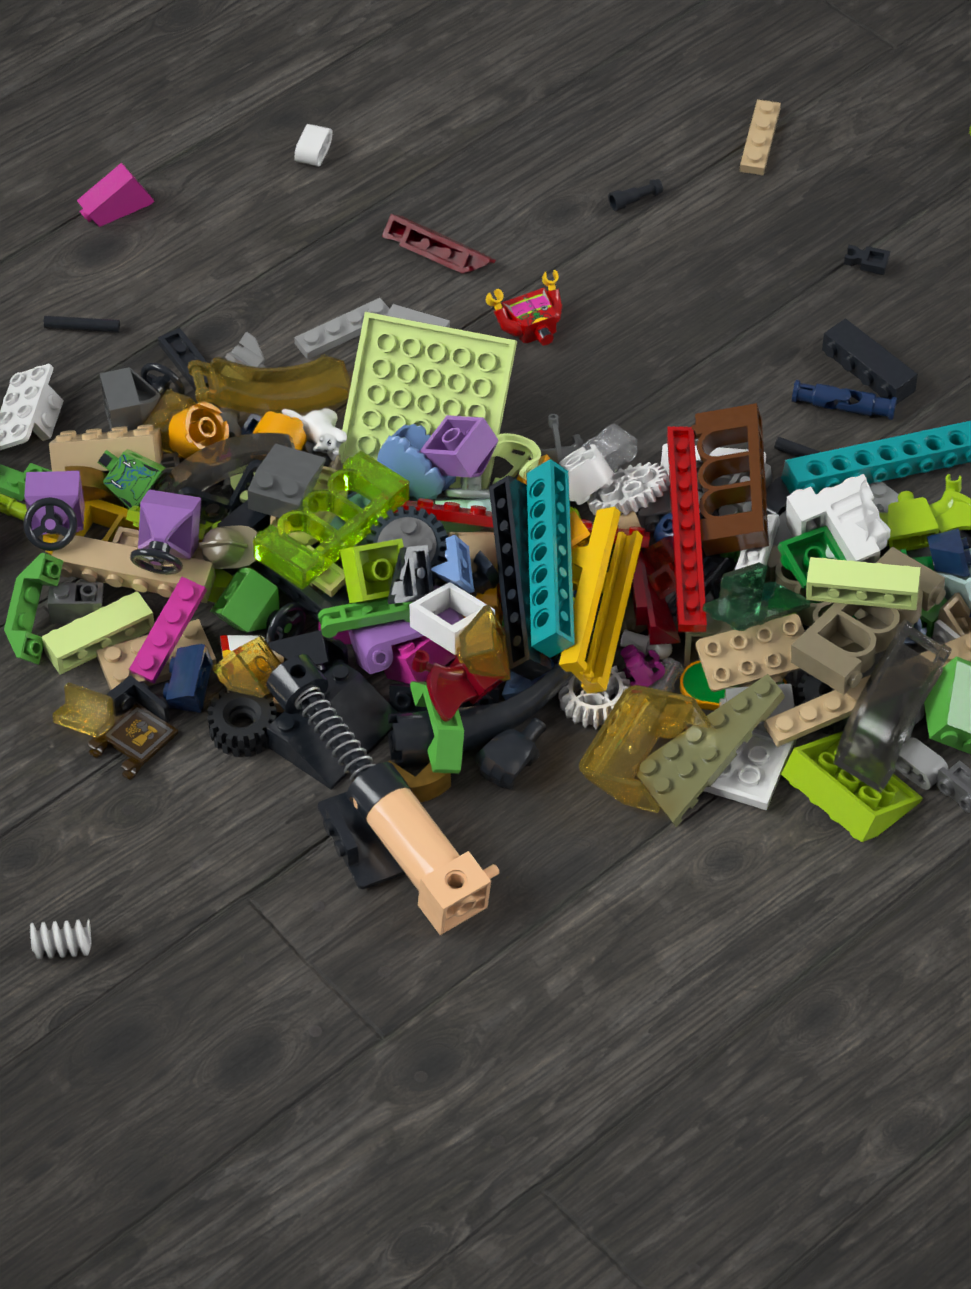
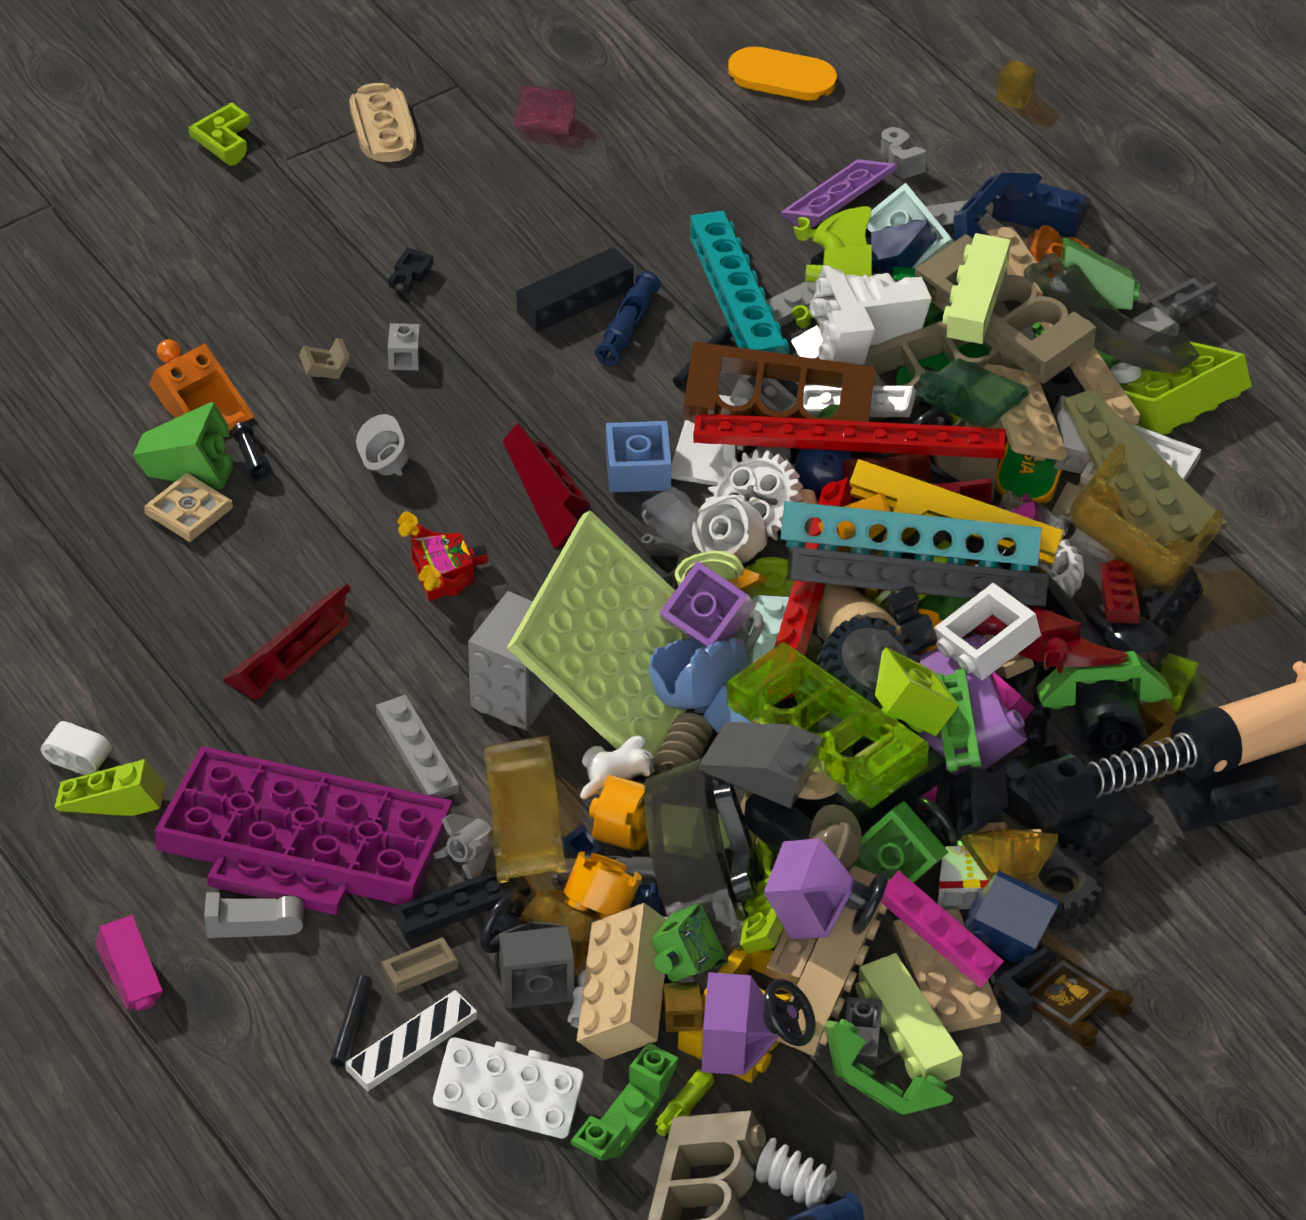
camera: 85 degrees left, 5 degrees down
(65, 356) = (411, 1040): none -> white tile
(85, 711) = (1042, 1037): clear yellow panel -> none
(135, 352) = (419, 965): none -> dark tan tile
(168, 254) = (252, 916): none -> light grey leg
(251, 273) = (301, 831): none -> magenta slope
(274, 170) = (113, 791): none -> lime slope
(411, 575) = (933, 658): black wing -> none
(458, 565) = (922, 615): medium blue slope -> none
(477, 795) = (1179, 675): none -> clear neon green slope
(485, 646) = (1043, 596): clear yellow slope -> none
(550, 737) = (1119, 592): none -> dark red plate
(562, 783) = (1170, 604): none -> black bracket
(567, 168) = (188, 507): none -> tan piece
(622, 156) = (188, 445): none -> bright green slope
(632, 373) = (547, 484): none -> dark red wedge
(647, 266) = (383, 445): none -> light grey piece
(664, 408) = (638, 456): none -> medium blue brick
(687, 155) = (199, 383): none -> orange slope
(743, 220) = (325, 362): none -> dark tan bracket
(760, 137) = (156, 328): tan plate -> none
(773, 264) = (404, 346): none -> light grey brick
(798, 550) = (899, 347): green slope -> none

